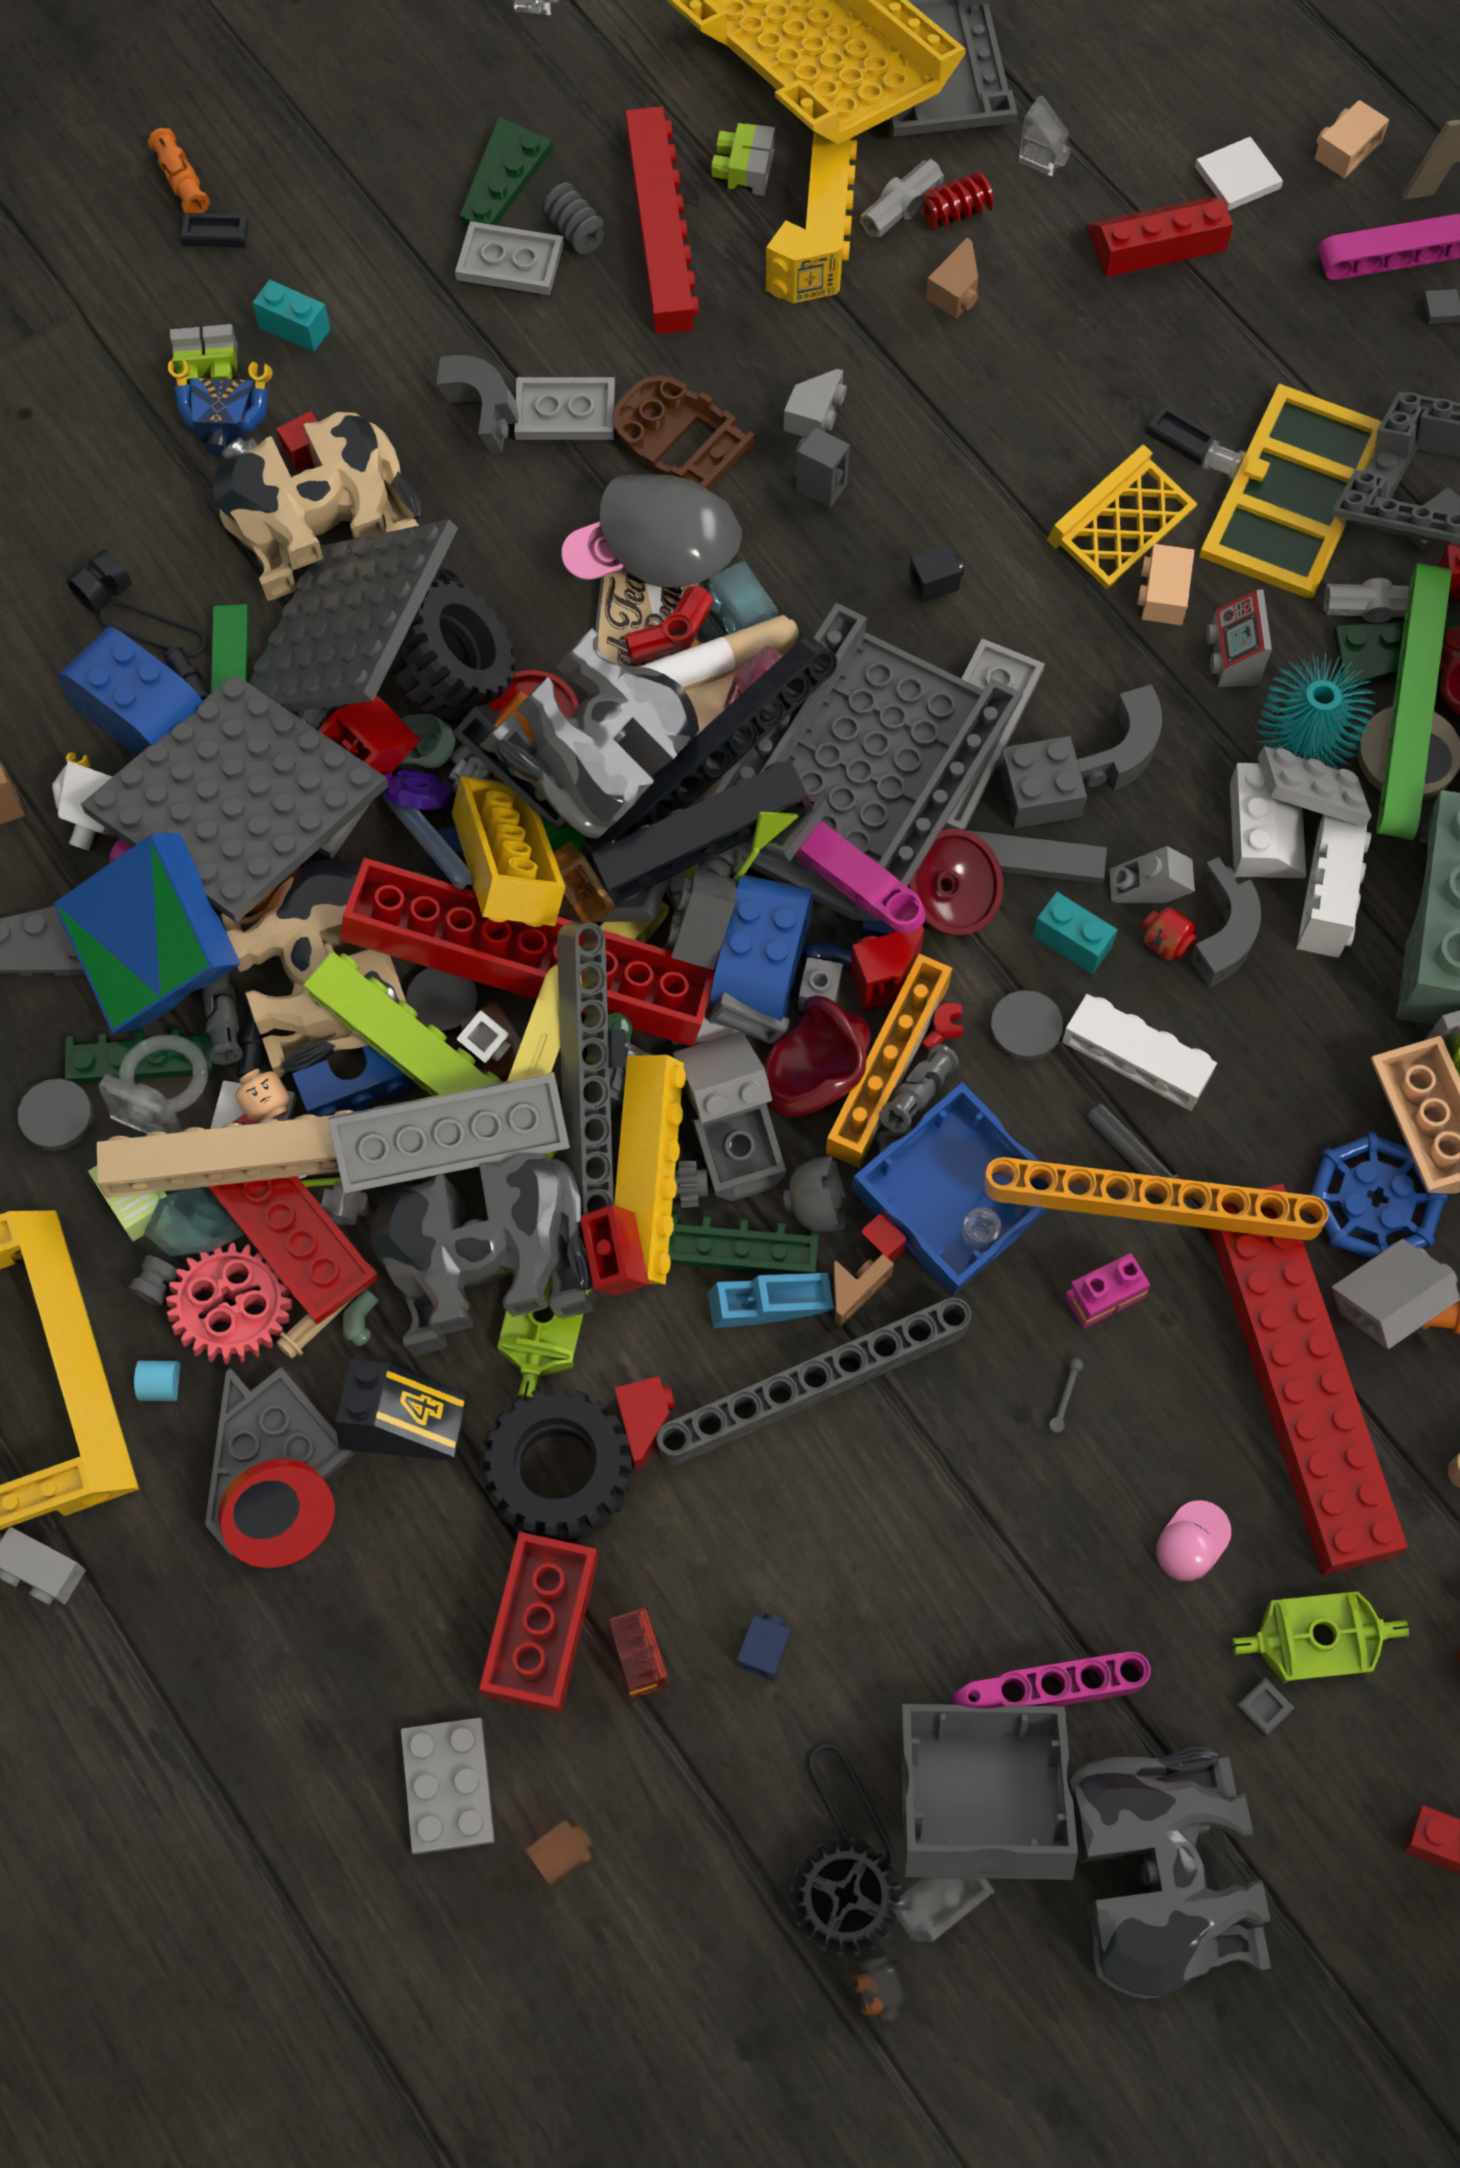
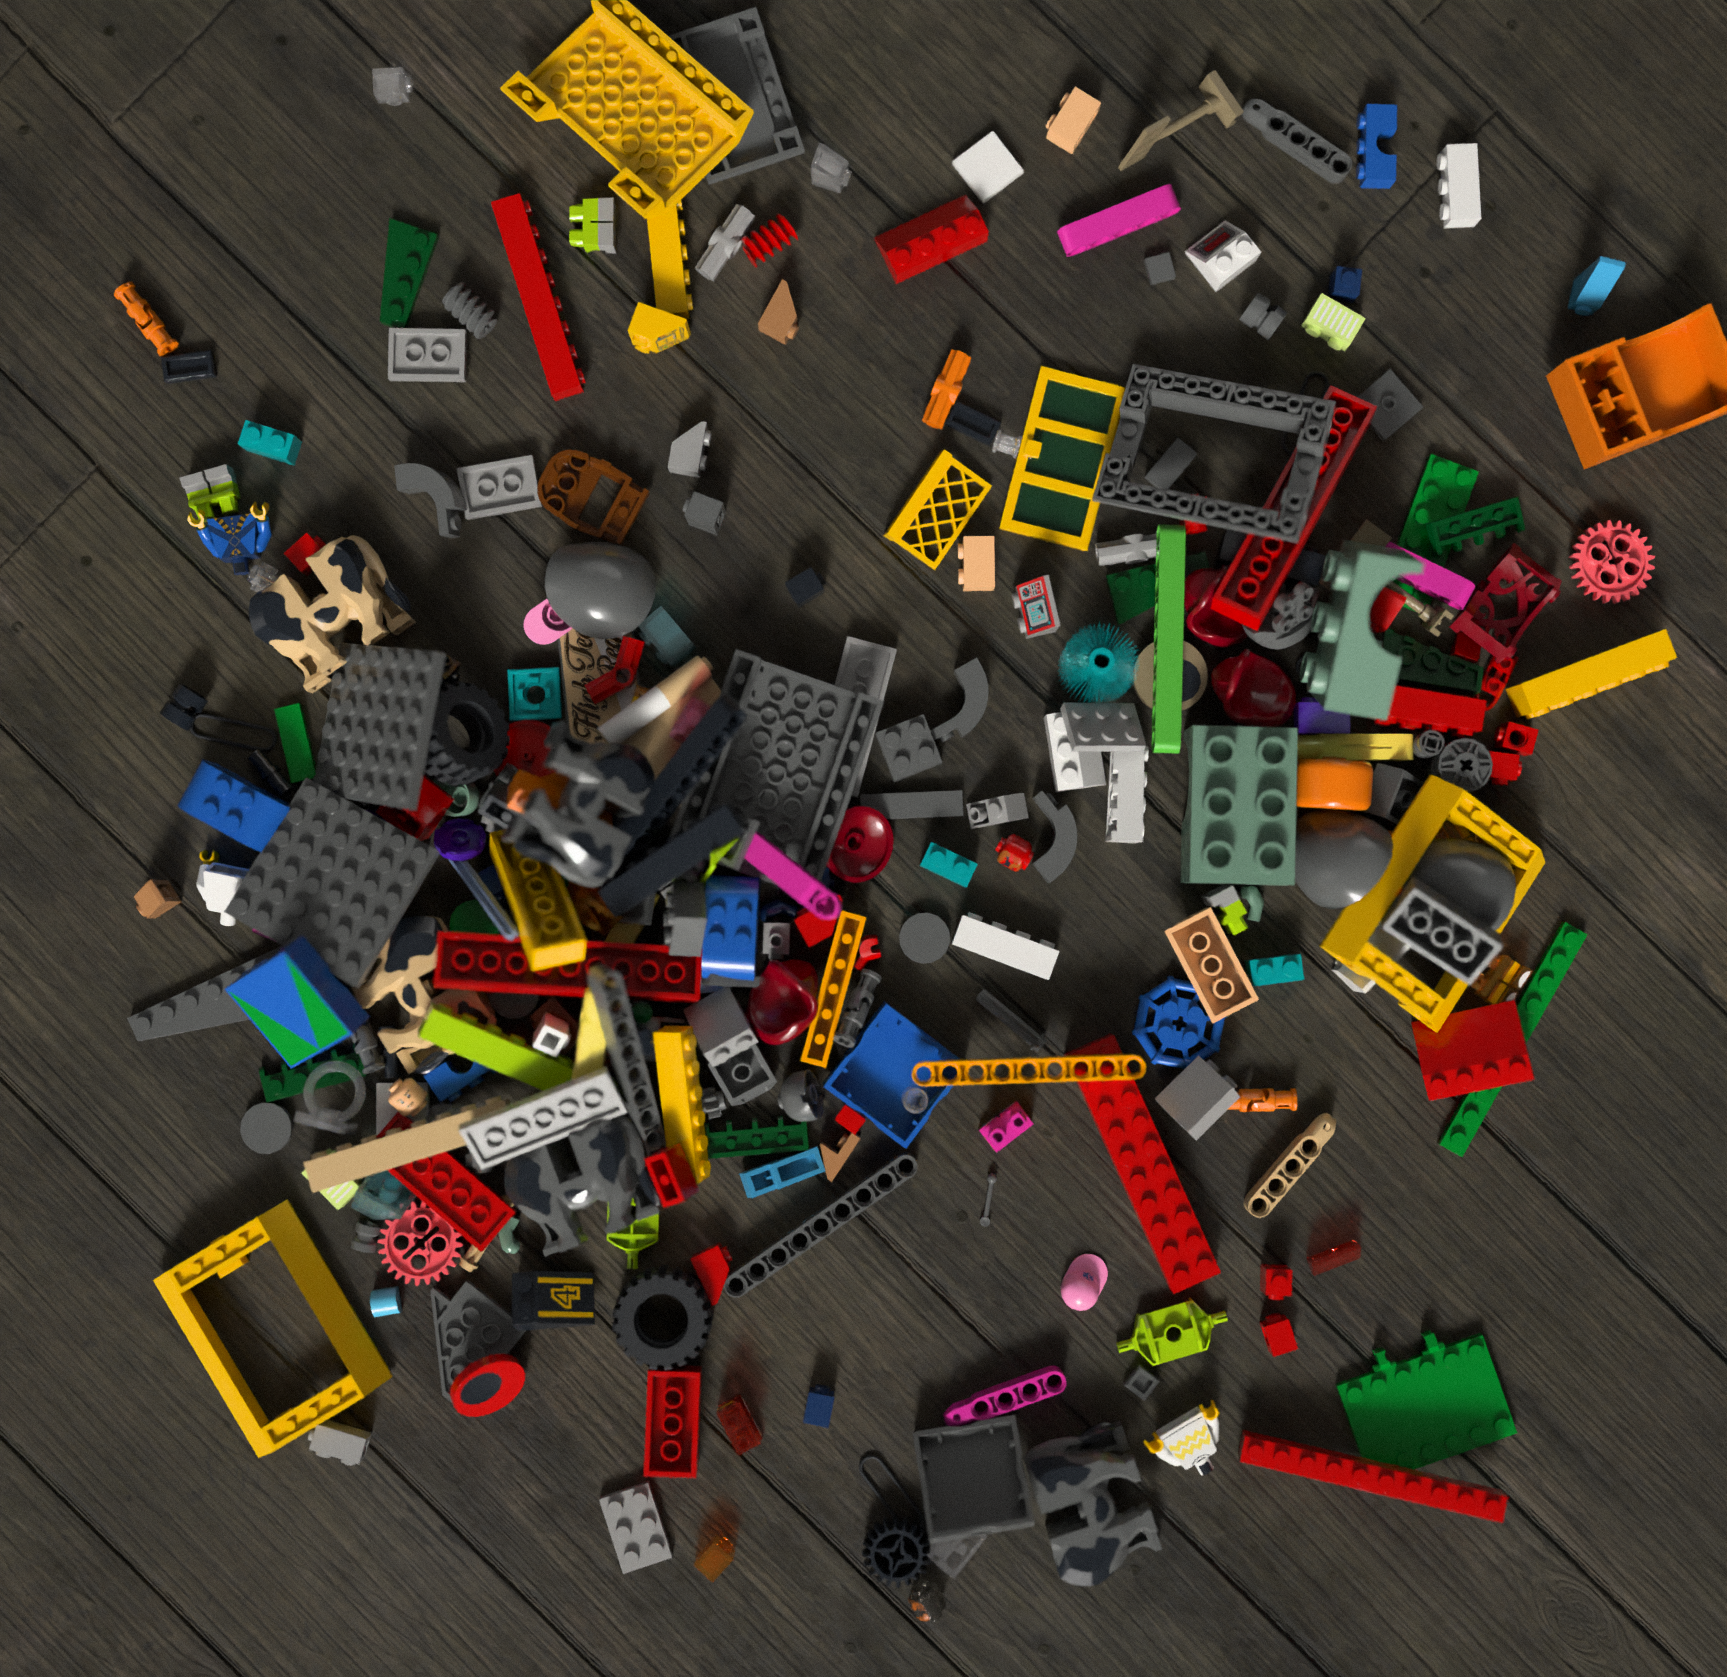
camera: 15 degrees left, 20 degrees up
(543, 626) = (521, 681): none -> teal piece
(1153, 389) = (946, 389): none -> orange piece
(1332, 1803) = (1188, 1439): none -> white torso

